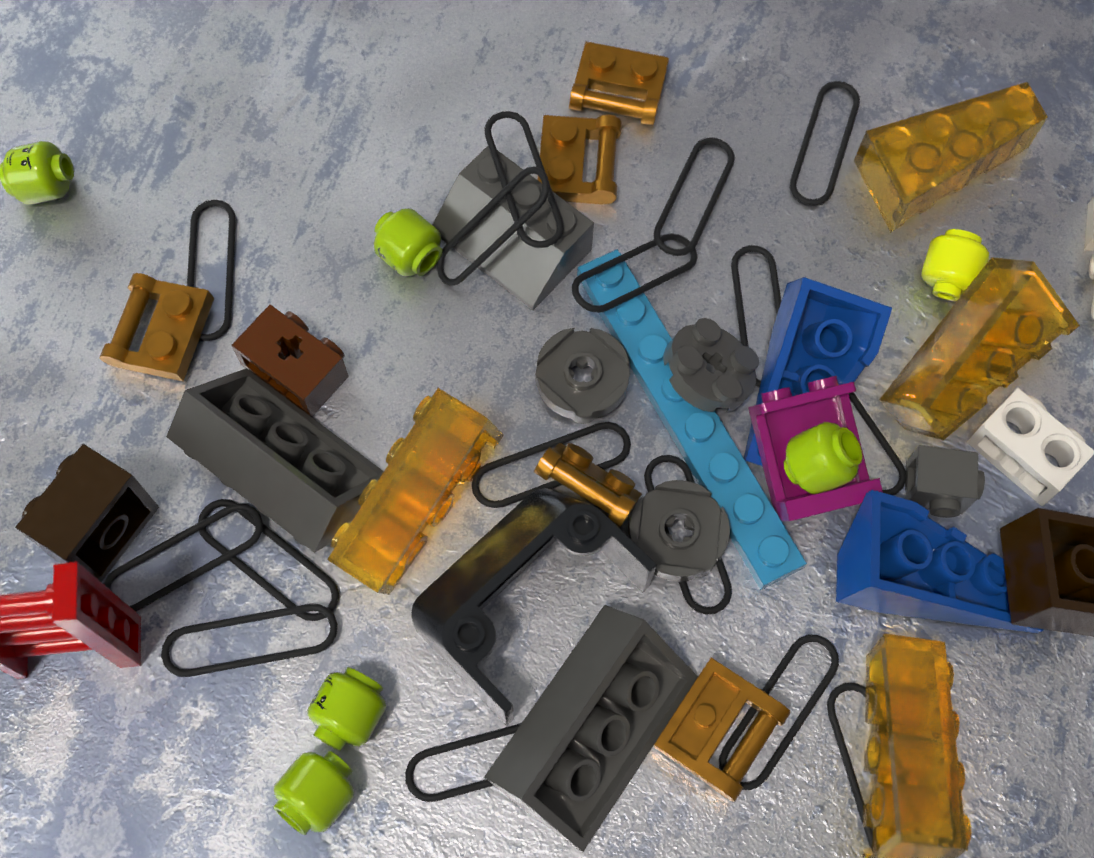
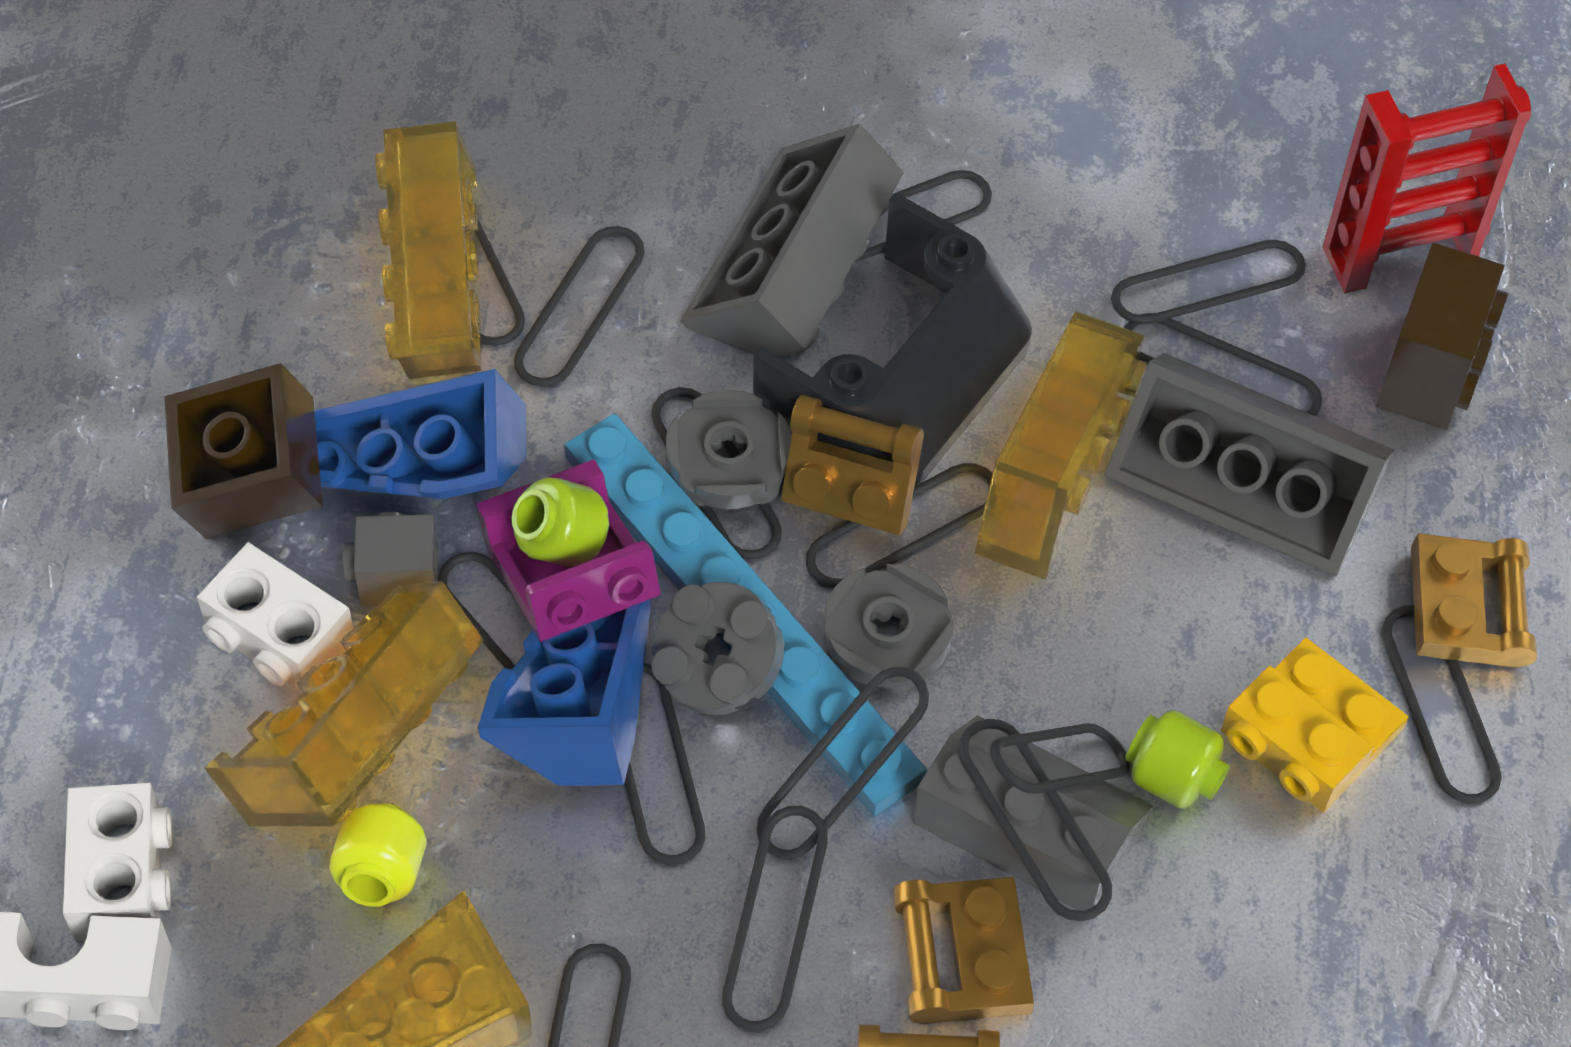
camera: 170 degrees right, 10 degrees down
(177, 538) = (1317, 322): black piece -> none
(291, 359) = (1278, 574): reddish brown brick -> none
(306, 258) = (1312, 724): none -> yellow plate
(313, 792) = (1082, 140): lime head -> none
(346, 709) = (1072, 214): lime head -> none
(706, 718) = (662, 273): pearl gold plate -> none

